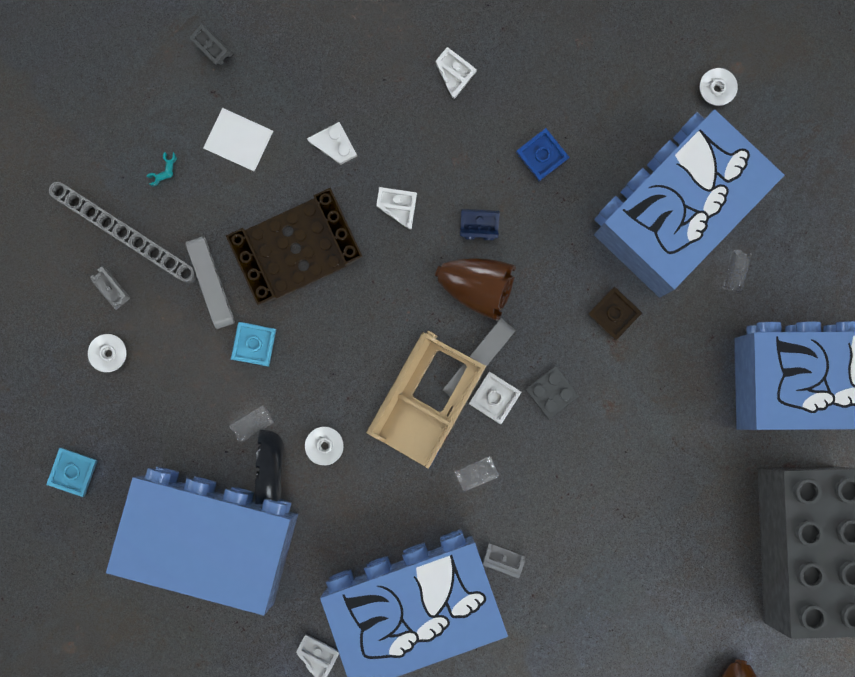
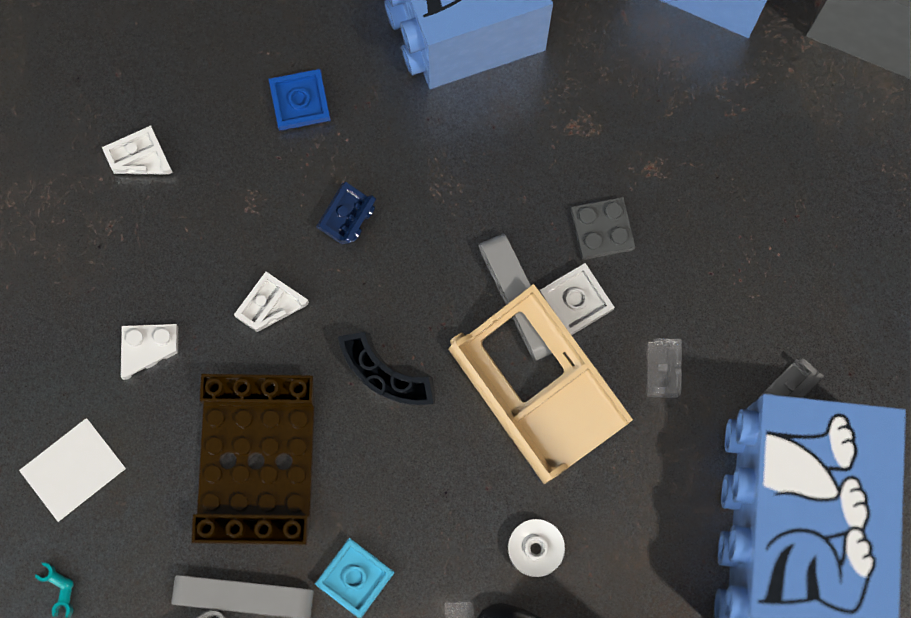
camera: 65 degrees left, 10 degrees down
(384, 300) = (380, 377): none -> black brick
(478, 284) = (422, 248): reddish brown cylinder -> none
(614, 313) = (540, 108): dark brown plate -> none

